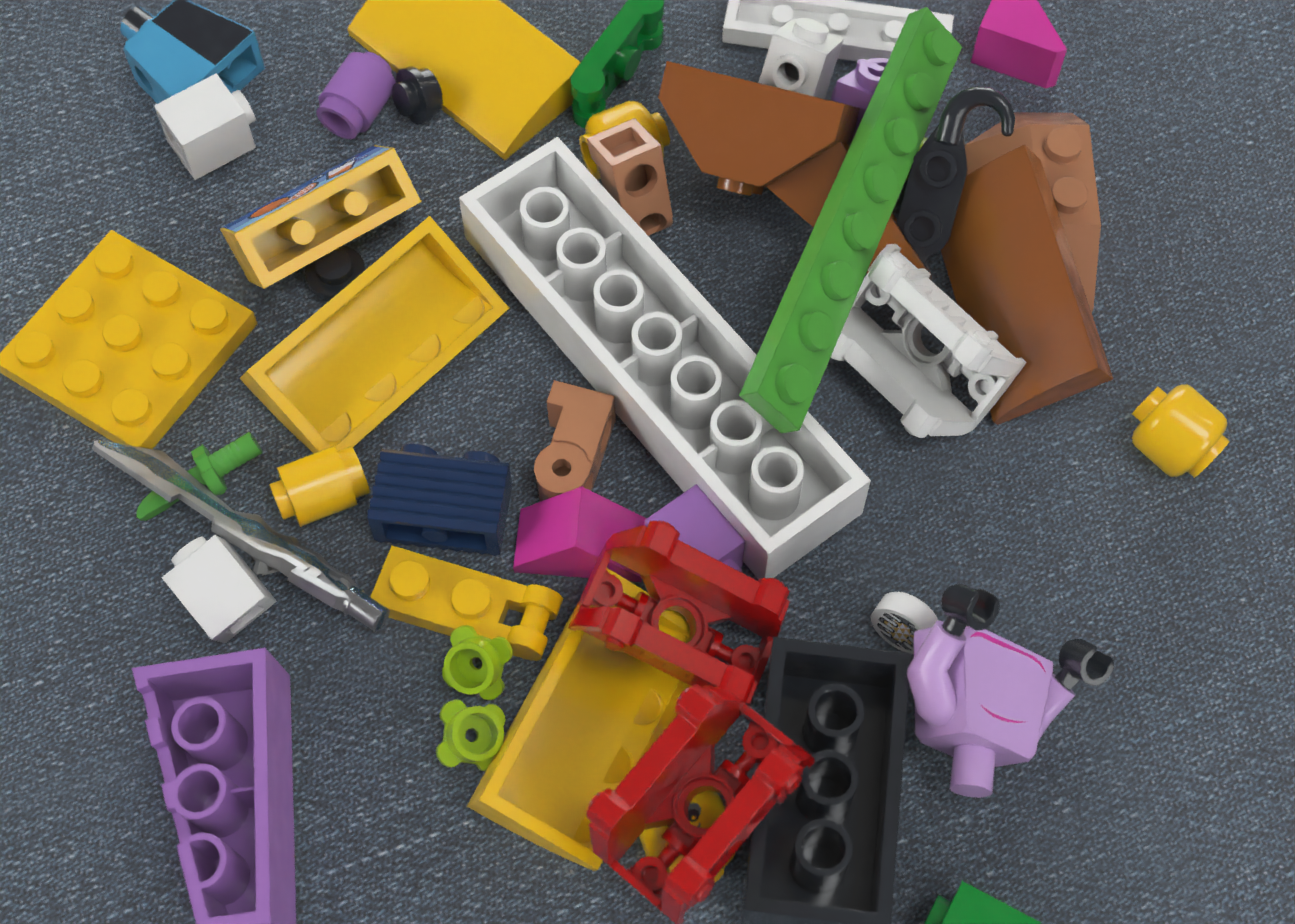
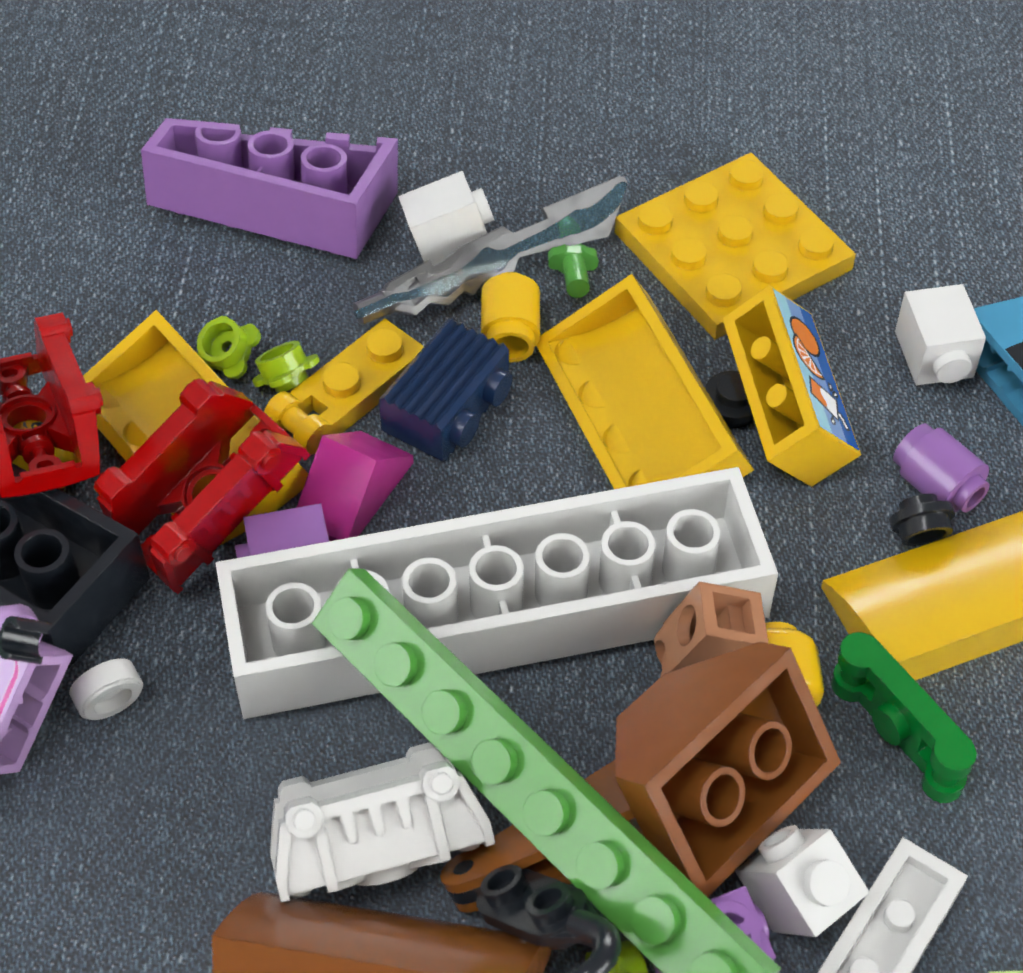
camera: 115 degrees right, 10 degrees down
(579, 442) = (430, 494): nougat leg -> none

